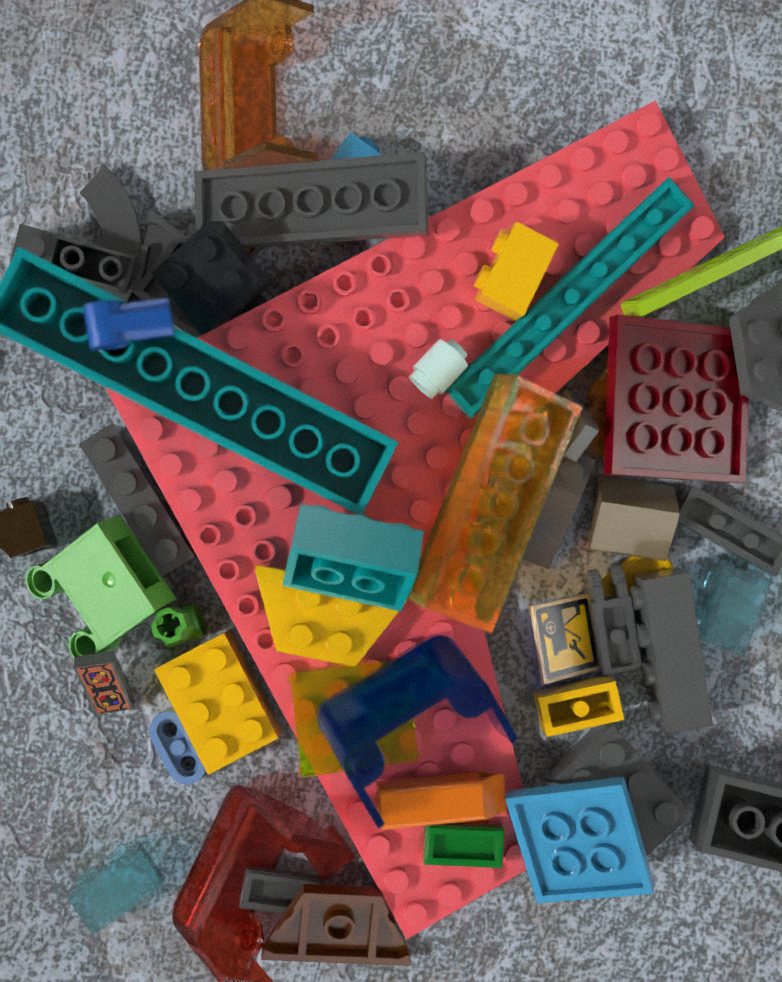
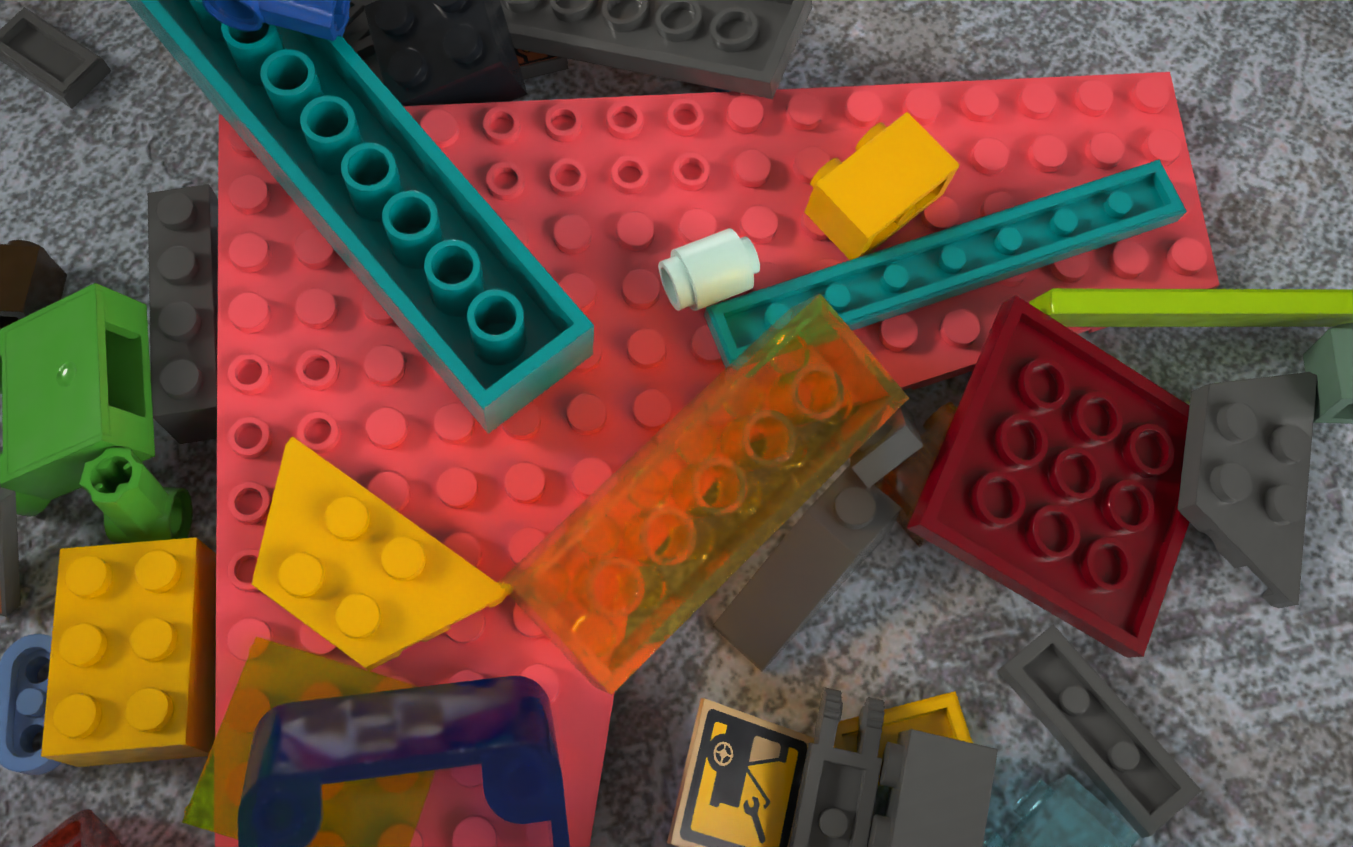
camera: 20 degrees right, 20 degrees down
(353, 557) = (436, 469): teal brick -> none
(633, 518) = (931, 641): dark tan slope -> none

